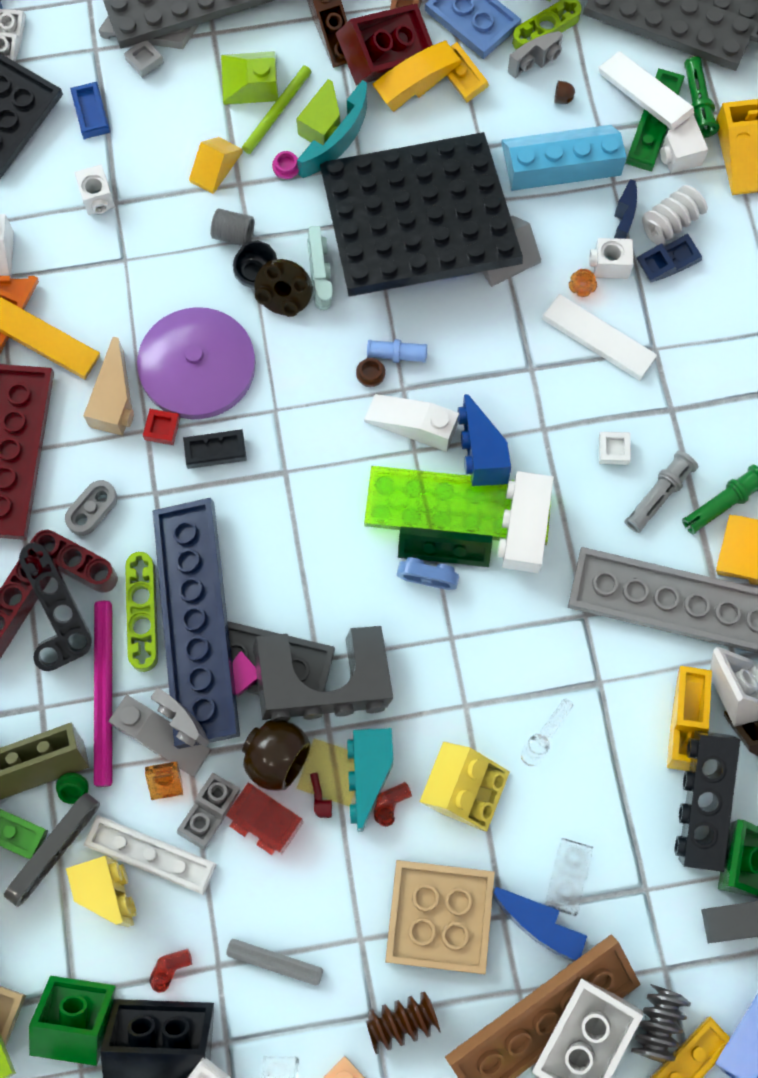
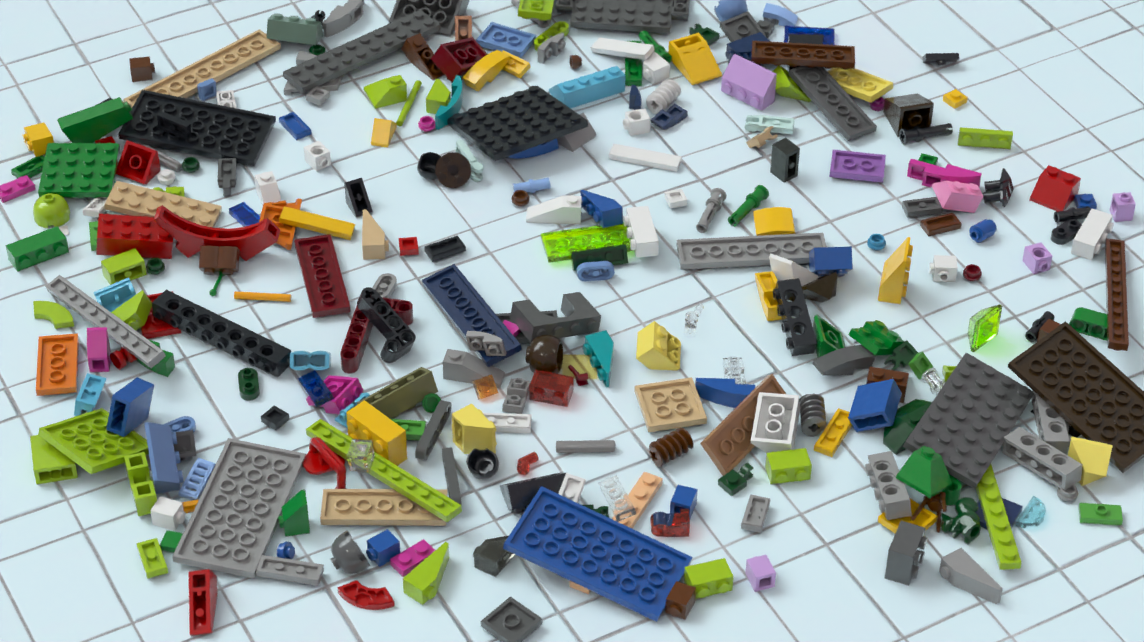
camera: 20 degrees left, 30 degrees down
(40, 964) = (451, 475): none -> dark grey beam
(71, 1020) = (482, 495): green slope -> none
(96, 957) = (482, 463): none -> black hair
(102, 693) = (431, 365): dark pink axle -> none
(120, 302) = (357, 197): none -> black slope
(141, 611) = (437, 324): lime beam -> none
(196, 363) = (415, 215): medium lavender dish -> none
(232, 227) = (408, 154): light grey piece -> none
(387, 801) = (618, 367): clear red arm -> none
(585, 276) = (625, 136): clear orange plate -> none

